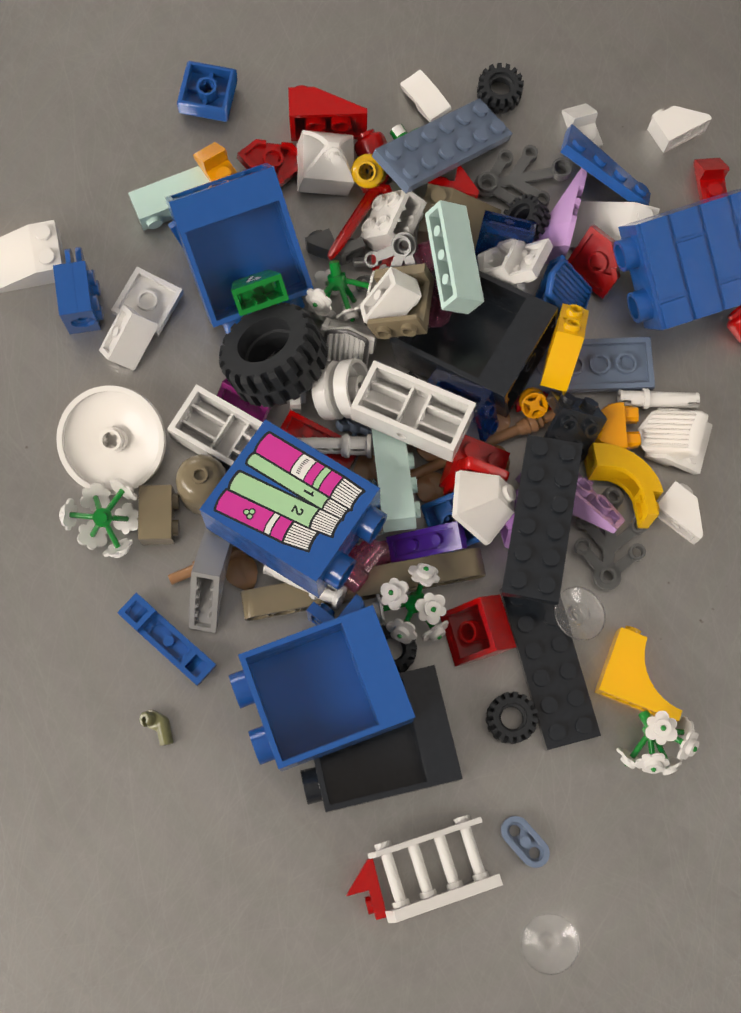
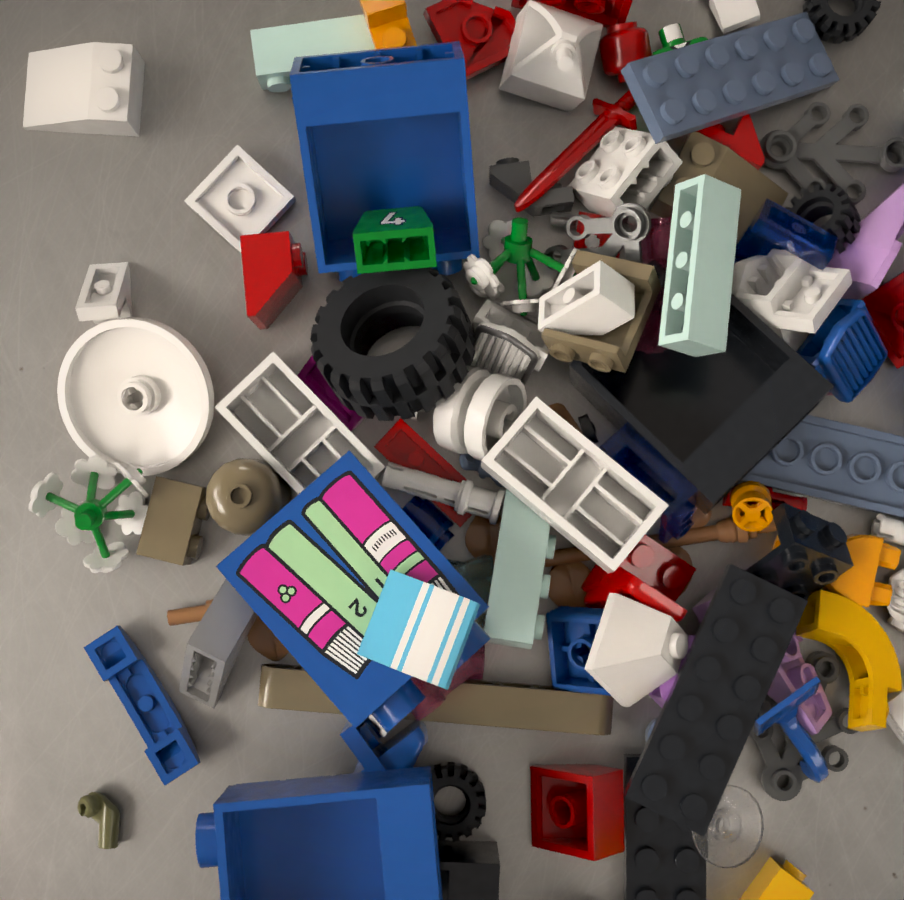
camera: 20 degrees right, 10 degrees up
(72, 380) = (105, 293): none -> white slope
(77, 294) = (139, 164): blue brick -> none
(128, 338) = (197, 250): white panel -> none
(183, 337) = (271, 274): none -> red slope
(339, 509) = (419, 629): none -> slope
(362, 177) = (597, 89): yellow head -> none
(427, 542) = (540, 672): dark purple plate -> none
(428, 605) = (482, 746): white plant -> none
(564, 347) = (825, 445): yellow window -> none
(591, 522) = (785, 714): none -> blue piece

